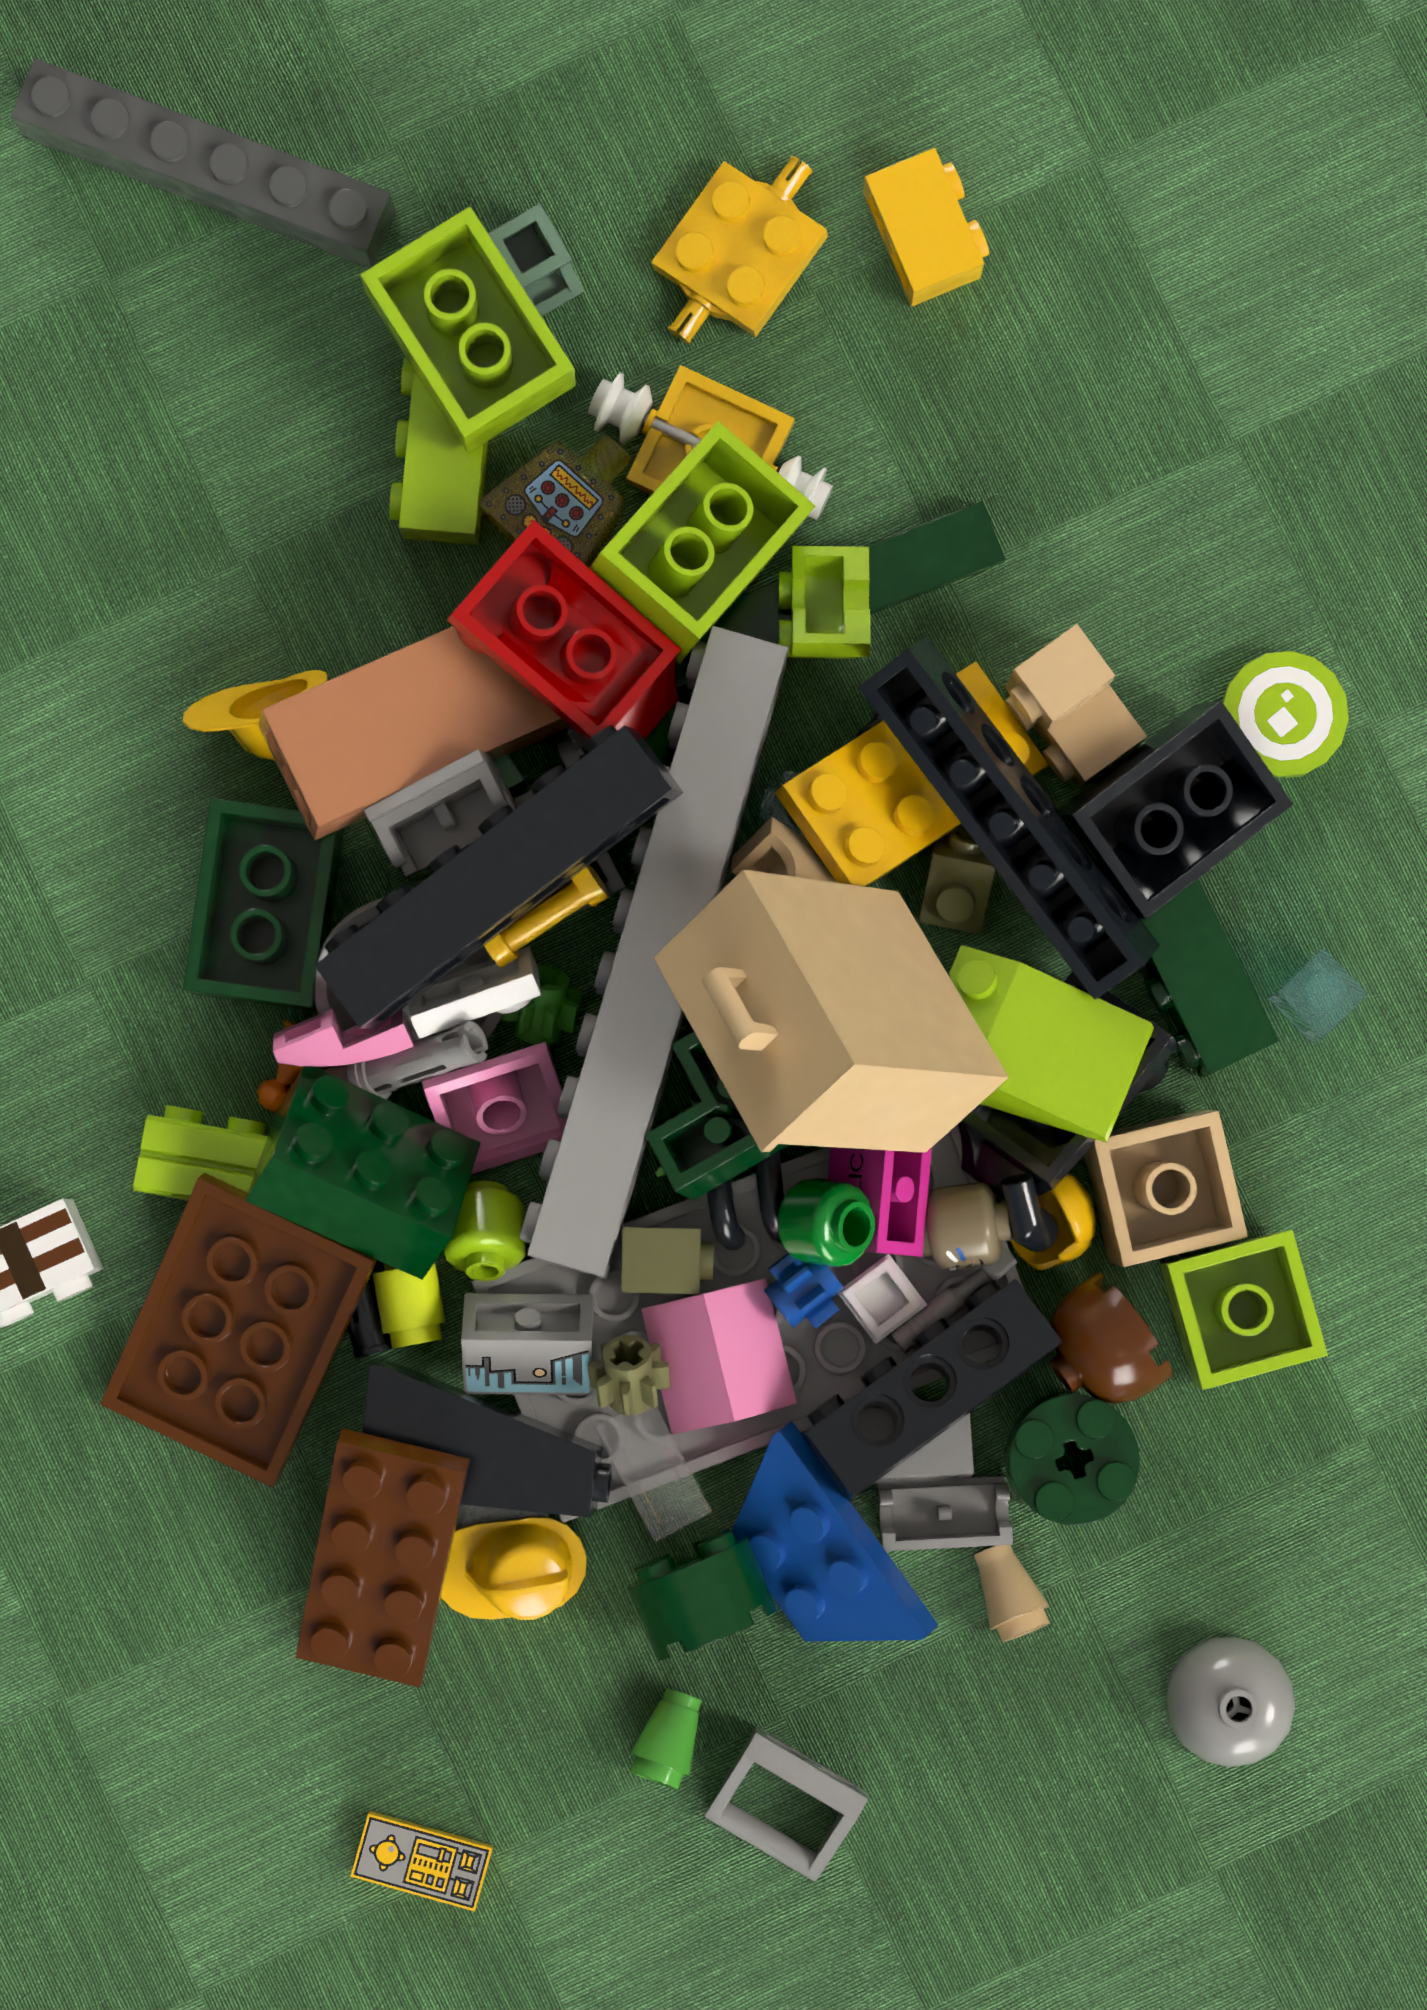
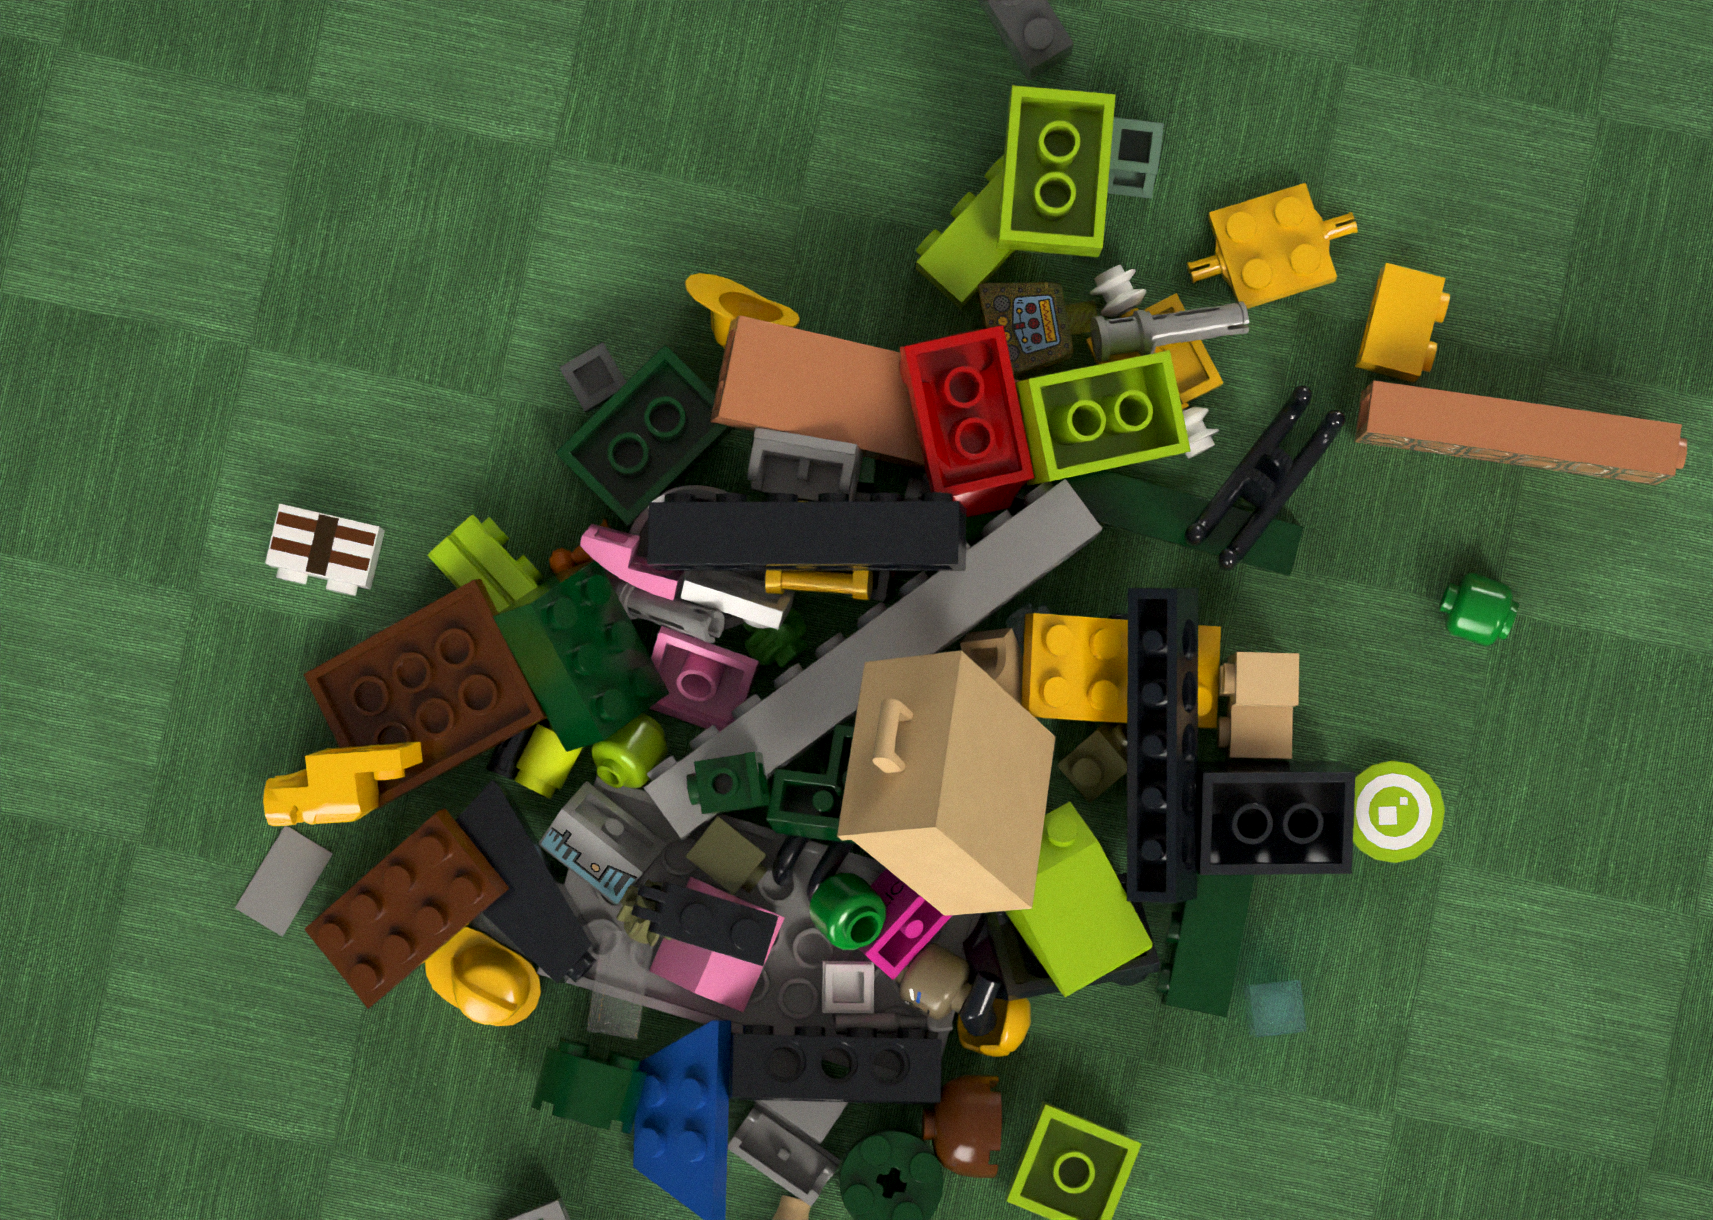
camera: 35 degrees right, 0 degrees up
(164, 887) = (593, 377): none -> dark grey plate
(217, 1488) = (336, 784): none -> yellow plate
(238, 1624) = (283, 880): none -> light grey sticker
(422, 1861) = (285, 1119): tile -> none
(631, 1171) = (748, 785): none -> dark green brick
(667, 1741) = (498, 1162): bright green cone -> none
(680, 424) = (1146, 331): none -> light grey pin
(694, 1339) = (708, 922): none -> black hinge
(803, 1291) = (801, 944): blue gear -> none
(826, 603) = (1153, 518): lime cylinder -> none
(908, 479) = (1265, 478): none -> black piece
(1124, 245) = (1519, 433): none -> nougat brick
(1165, 1188) = (1082, 1055): tan brick -> none
(1216, 450) = (1479, 609): none -> green head

